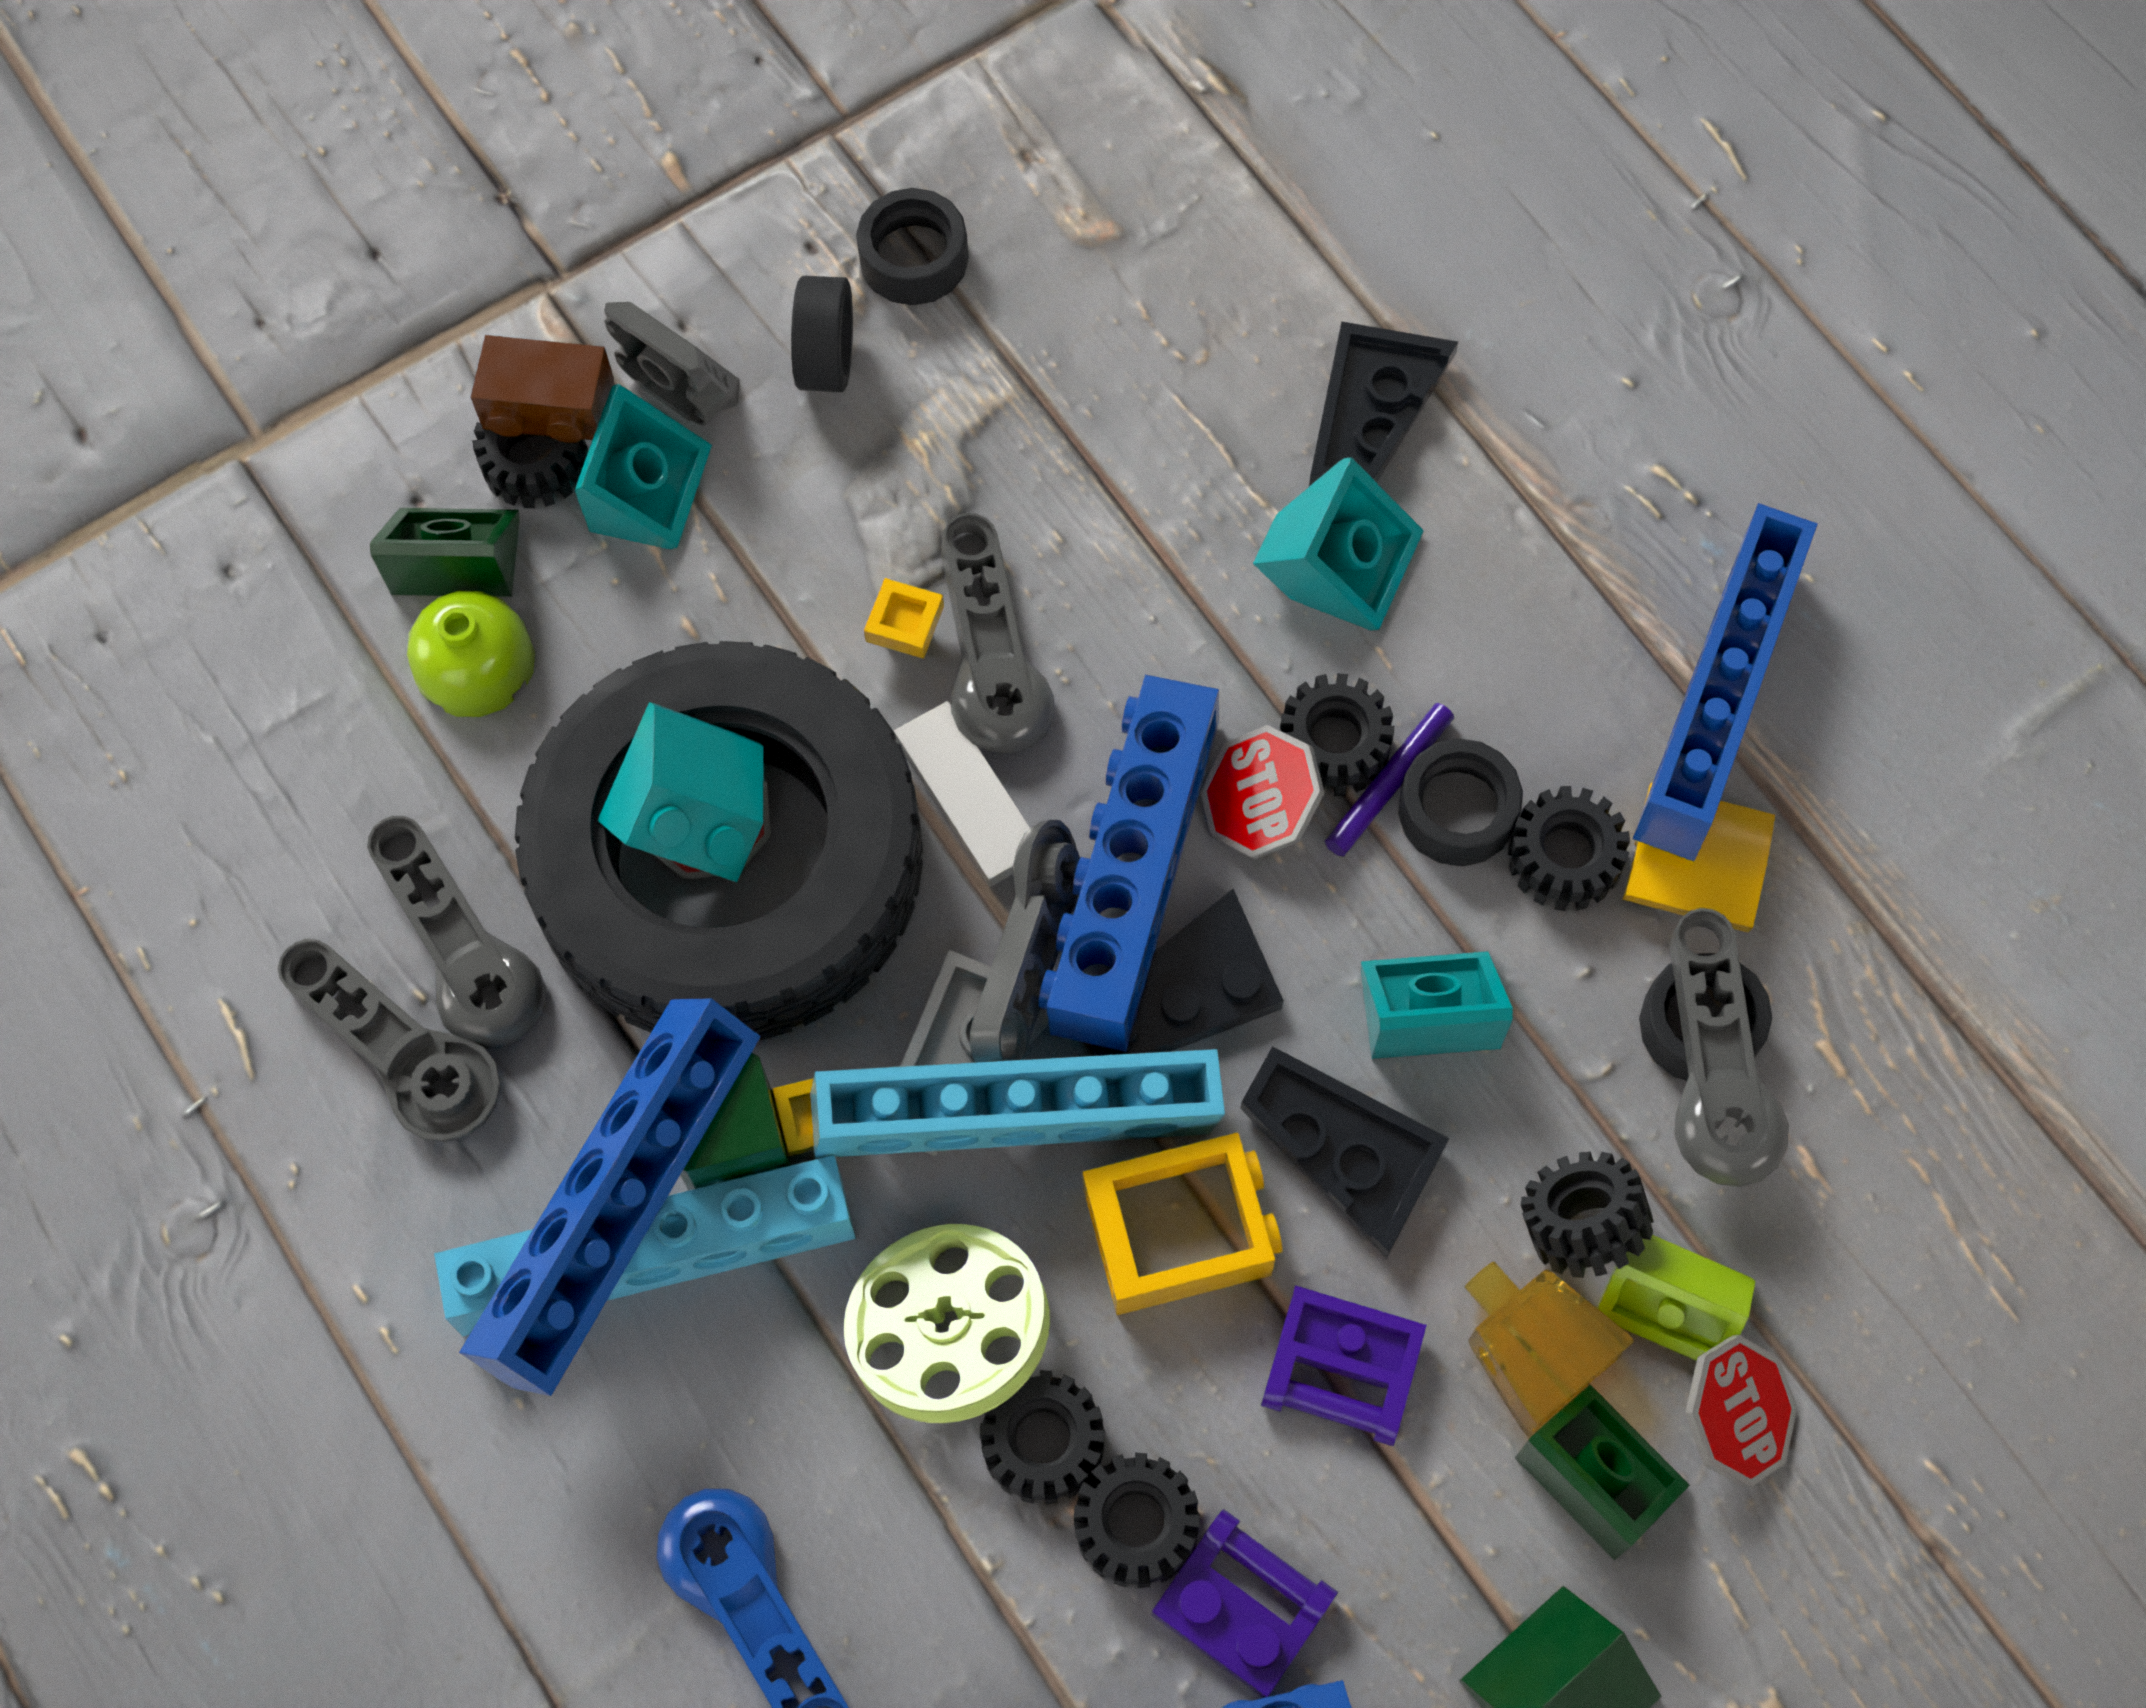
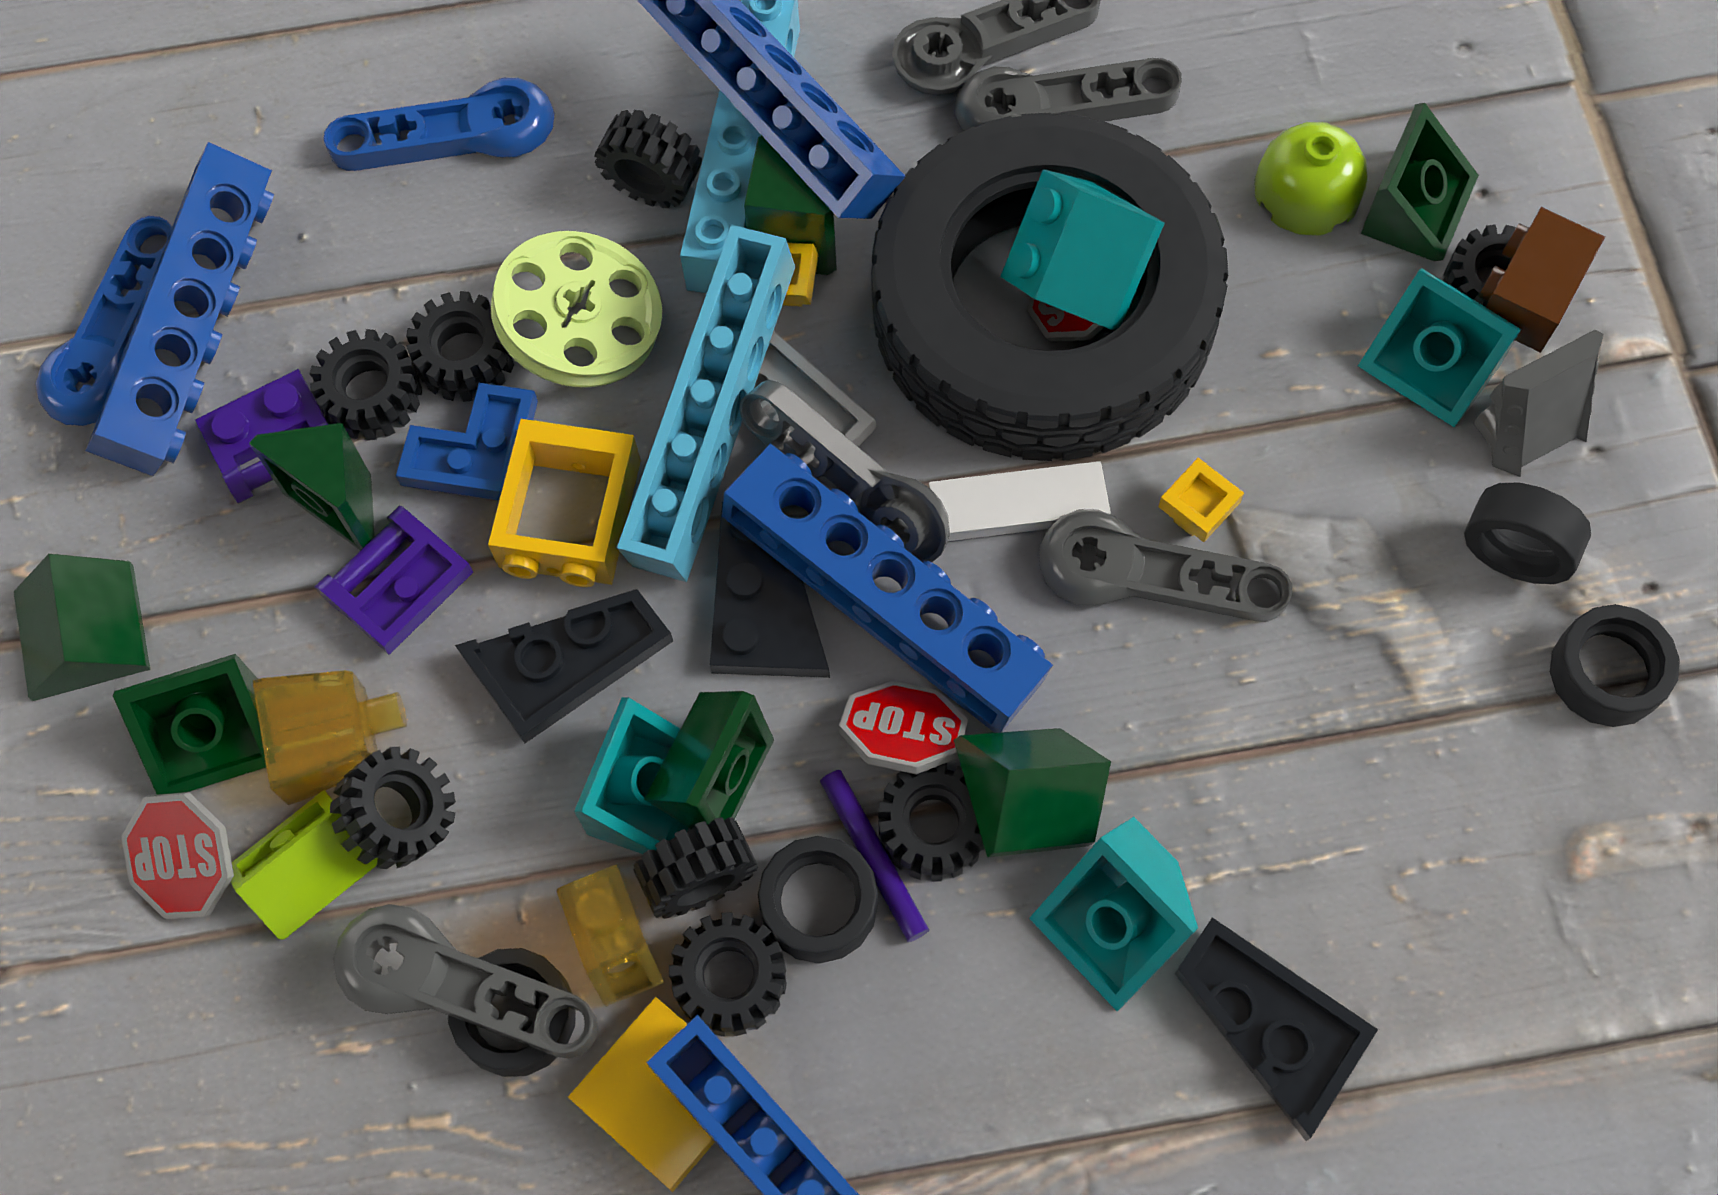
camera: 115 degrees right, 0 degrees up
(727, 1327) = (648, 158): none -> black tyre
(1163, 1339) = (473, 460): none -> blue plate
(1264, 656) = (1033, 789): none -> dark green slope
(1282, 1471) = (323, 476): none -> dark green slope
(1391, 935) = (712, 759): none -> dark green slope
(1498, 903) = (695, 867): none -> black tyre
(1594, 955) = (609, 934): none -> clear yellow torso

